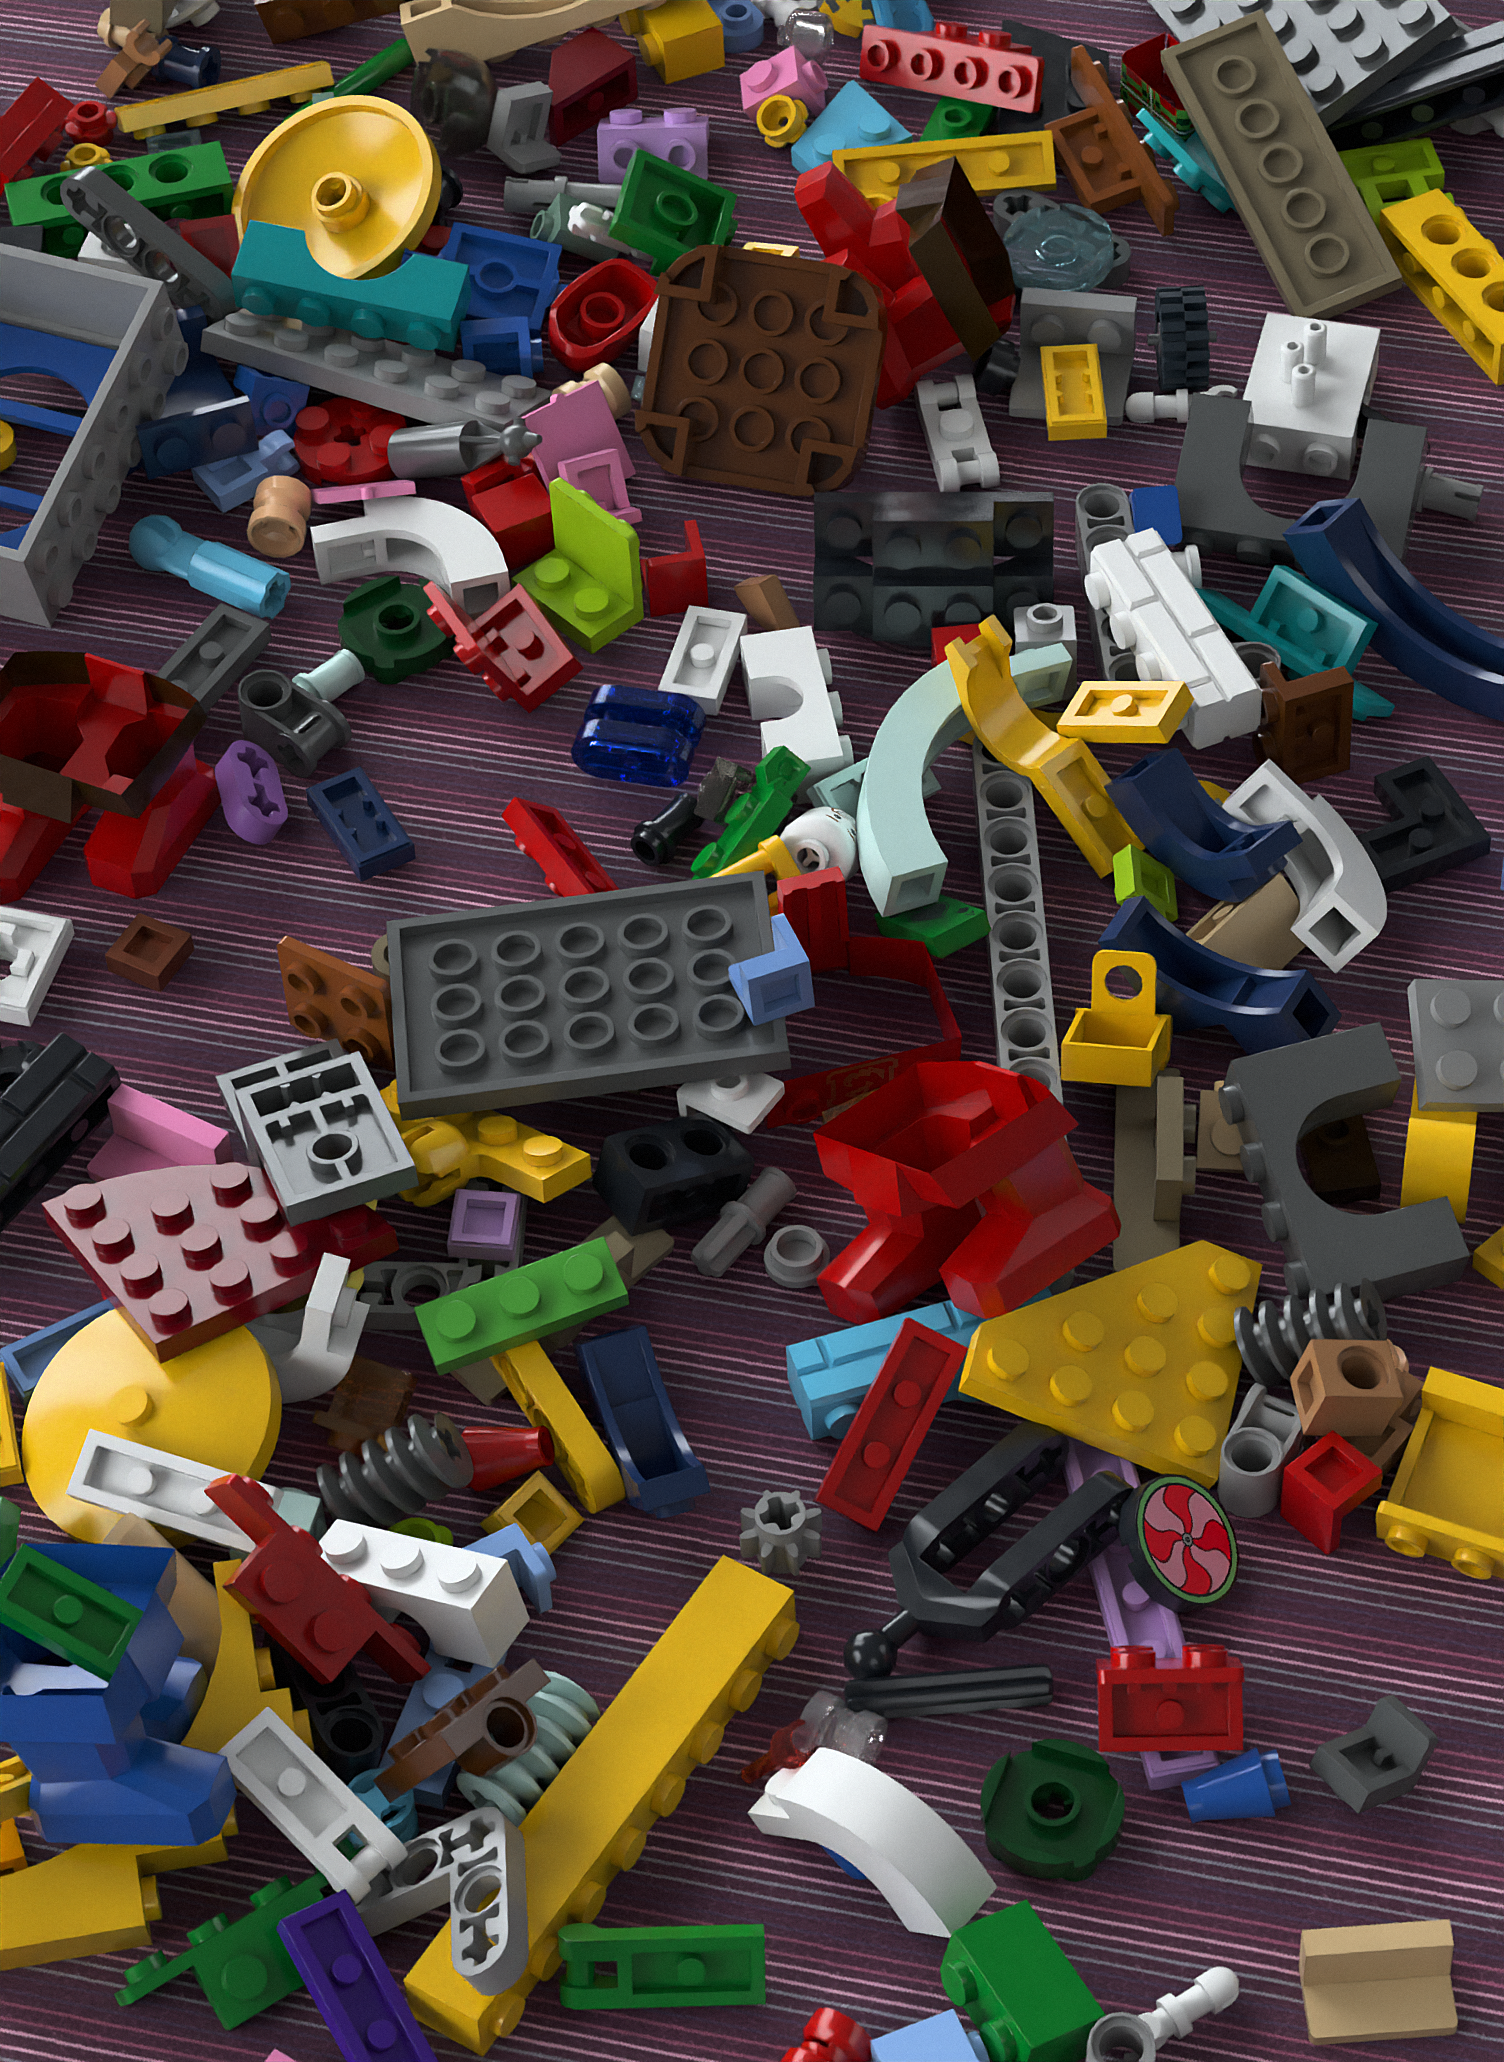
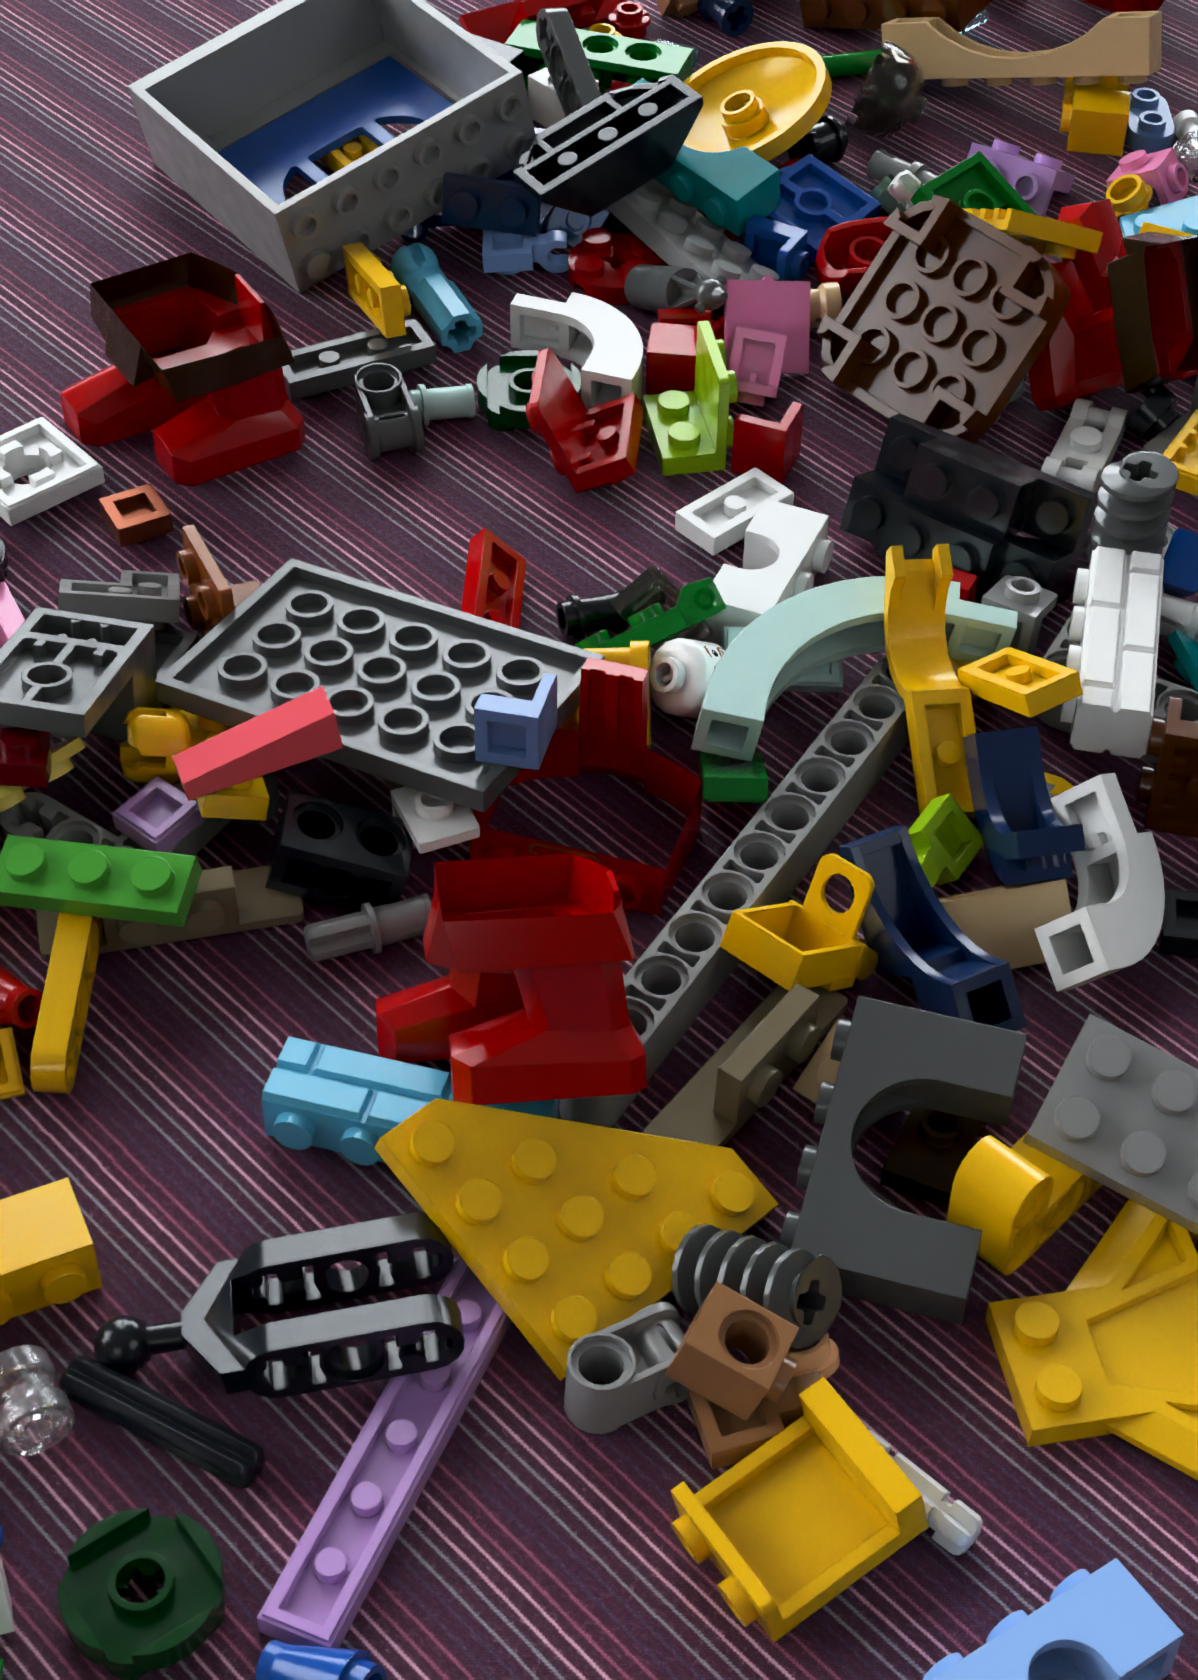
camera: 30 degrees right, 5 degrees down
(160, 592) = (376, 290): none -> yellow plate
(201, 104) = (712, 34): yellow plate -> none
(247, 1037) = (138, 597): none -> light grey plate
(251, 792) = (321, 451): medium lavender beam -> none
(280, 516) = (519, 275): light nougat wheel -> none
(285, 316) = (609, 146): none -> black wedge
(360, 824) = (371, 503): dark blue plate -> none
(363, 491) = (567, 285): bright pink piece -> none
(520, 127) = (921, 123): light grey bracket -> none
(565, 1111) = (261, 745): none -> coral piece
(588, 82) = (998, 112): dark red slope -> none
(639, 736) = (631, 535): clear blue brick -> none
(639, 1422) = (110, 1051): dark blue arch -> none
(767, 602) = (823, 493): medium nougat tile -> none
(777, 233) = (1042, 233): none -> yellow wing
(781, 1532) = (151, 1192): light grey gear -> none
(796, 1256) = (386, 972): light grey plate -> none
(890, 1425) = (306, 1151): red plate -> none
(1100, 494) = (1134, 503): none -> dark grey piece
(1170, 1701) = (318, 1547): red bracket -> none
(1179, 1543) = (466, 1407): tile -> none
(1325, 1487) = (651, 1435): red panel -> none

